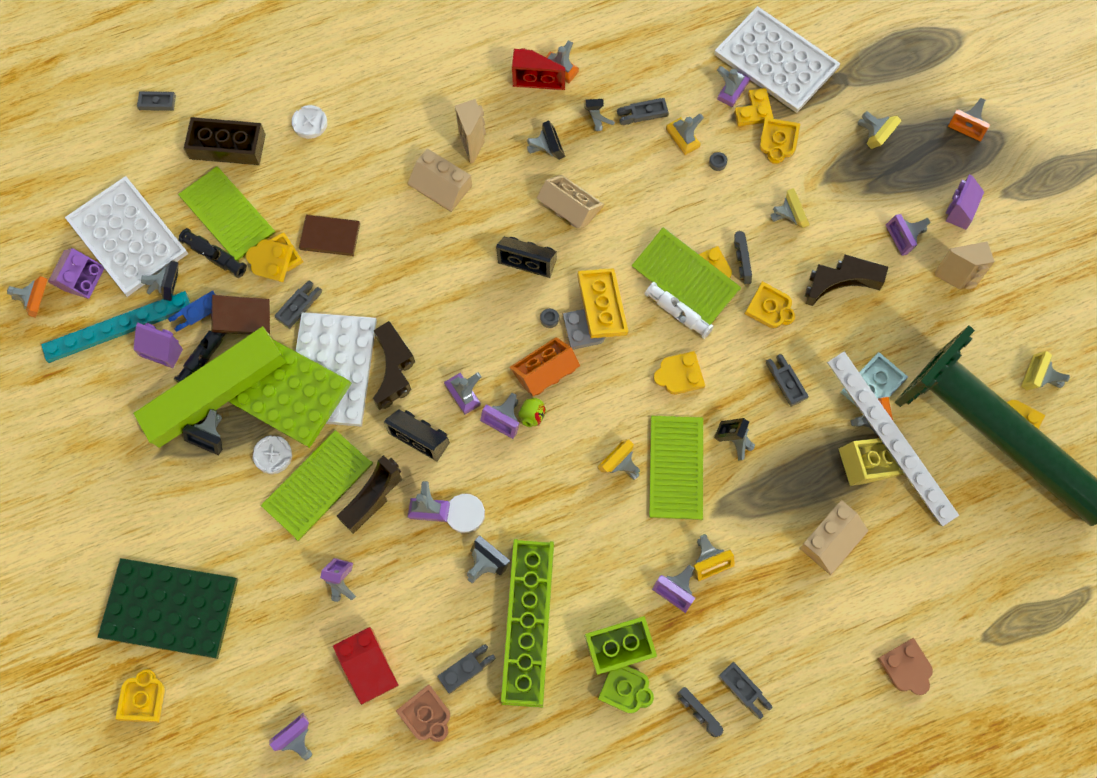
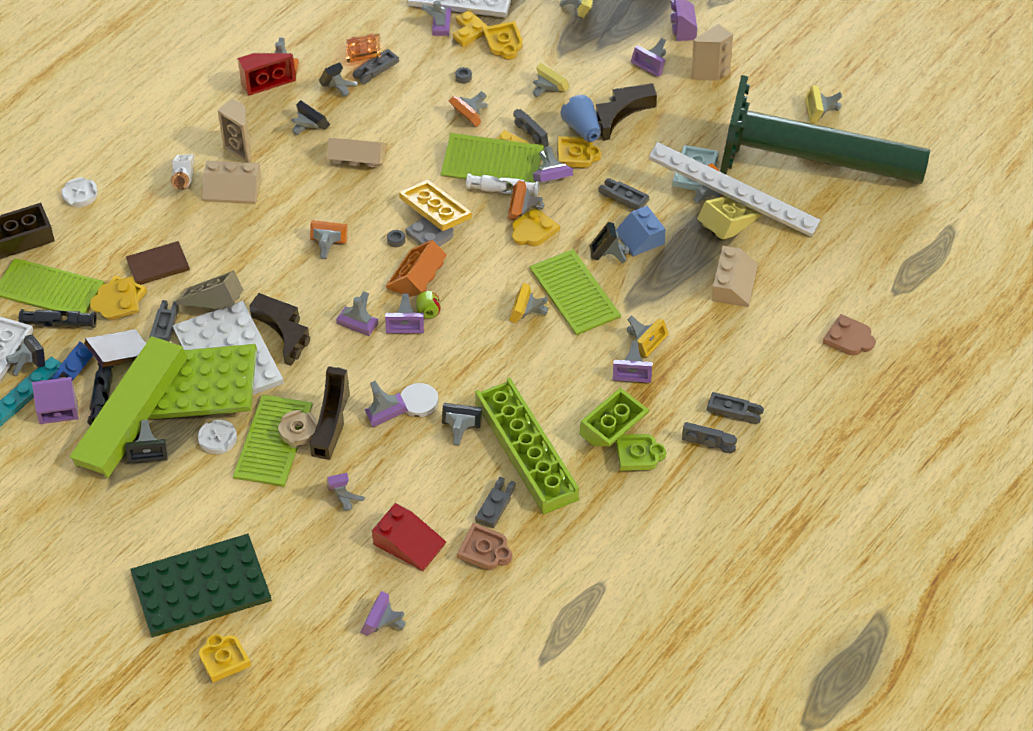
camera: 30 degrees left, 20 degrees down
(333, 480) = (297, 437): none -> tan plate
(350, 298) = (213, 293): none -> dark tan slope
(403, 147) = (182, 171): none -> white plate
(417, 434) = (353, 360): black slope -> none
(489, 284) = (327, 234): none -> piece
(526, 256) = (347, 203): black slope -> none
(642, 85) = (363, 47): none -> clear orange plate
(683, 133) = (421, 66): piece -> none
(683, 342) = (522, 201): none -> orange piece
(699, 205) = (470, 107): none -> piece
(733, 318) = (550, 167): none -> piece
(776, 434) = (641, 231): none -> medium blue slope
(795, 275) = (581, 117): none -> medium blue cone

